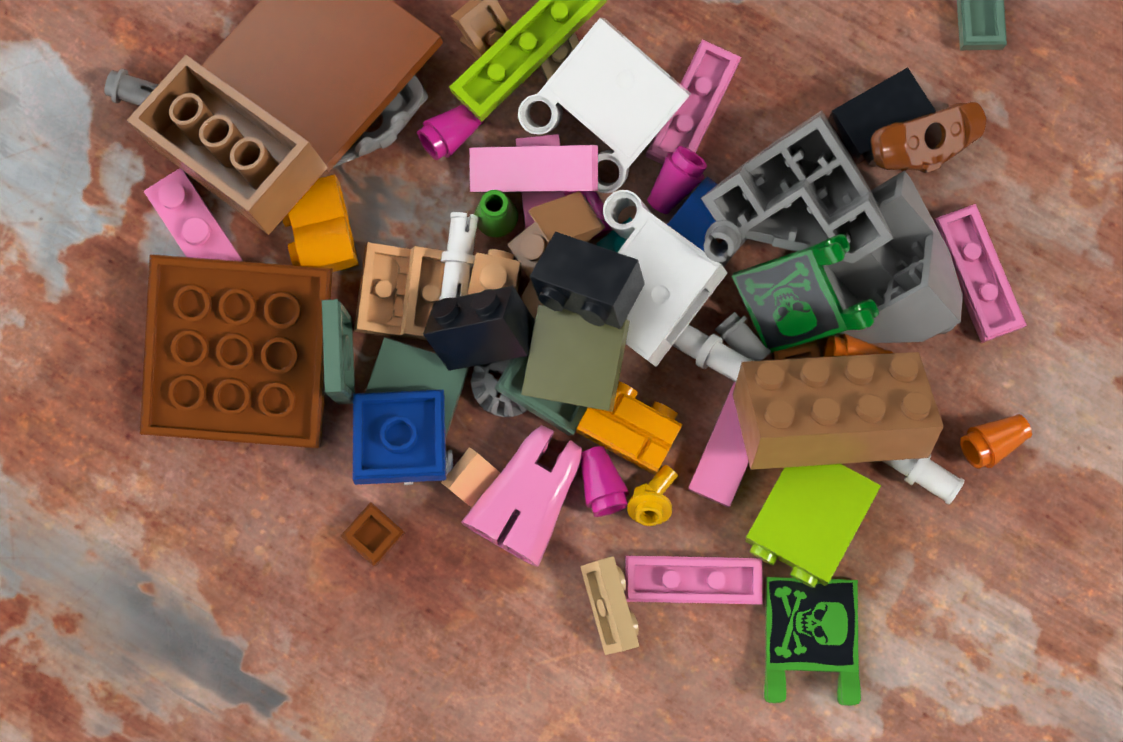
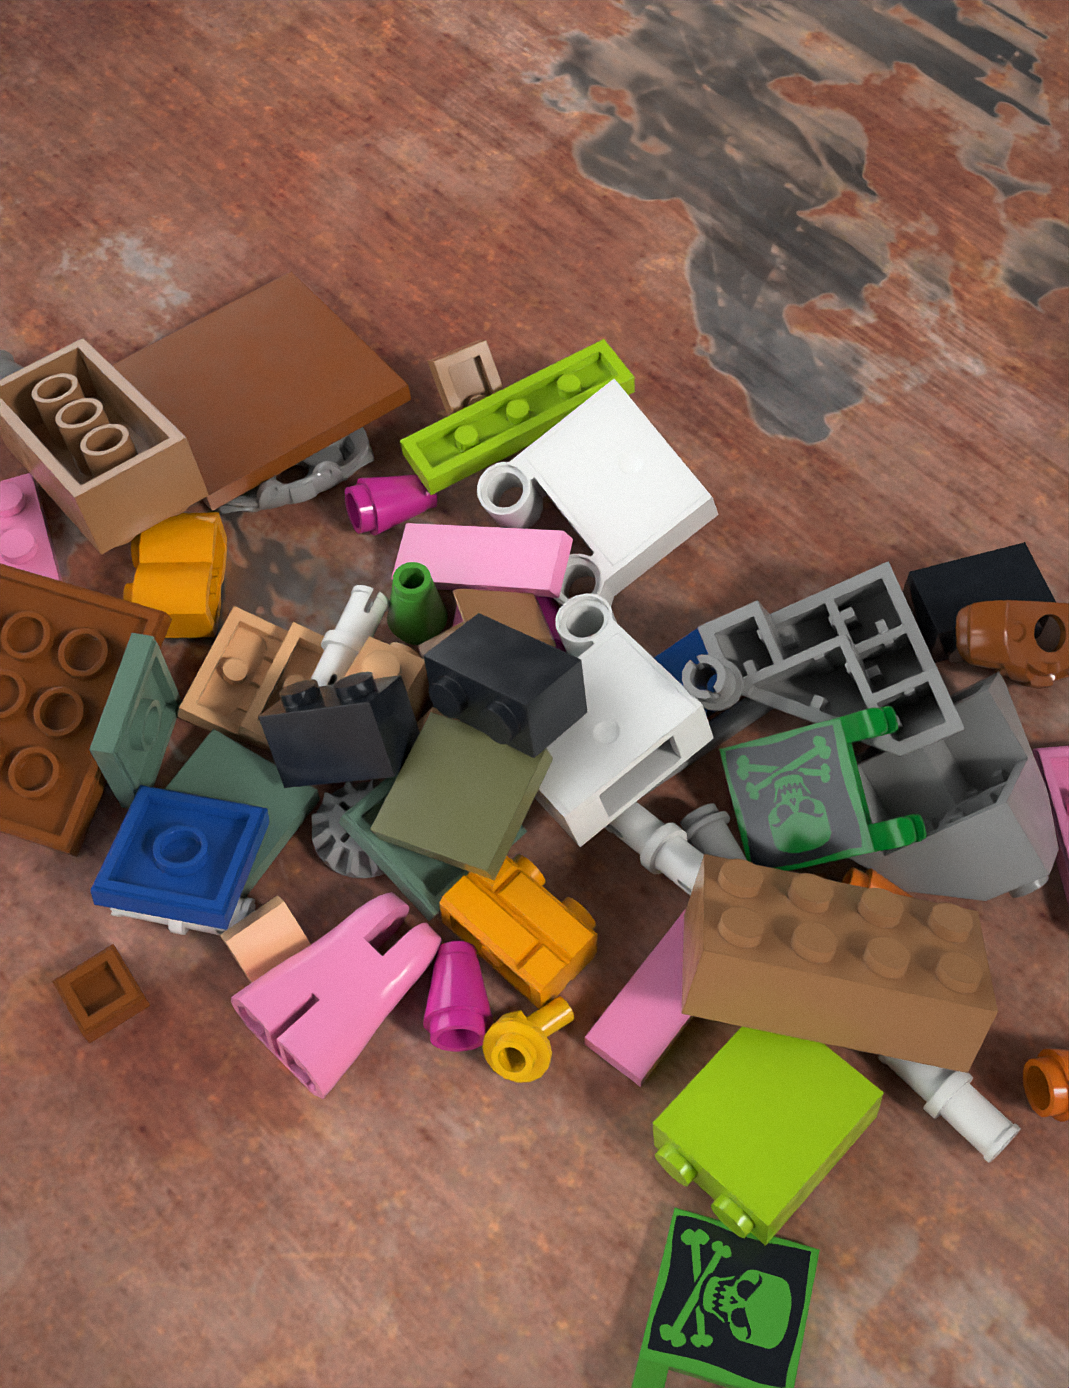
camera: 15 degrees right, 20 degrees down
(612, 615) = (415, 1213): tan plate -> none
(676, 179) = (674, 613): dark pink cone -> none
(693, 579) = (558, 1183): bright pink tile -> none
(707, 82) = (714, 554): bright pink tile -> none

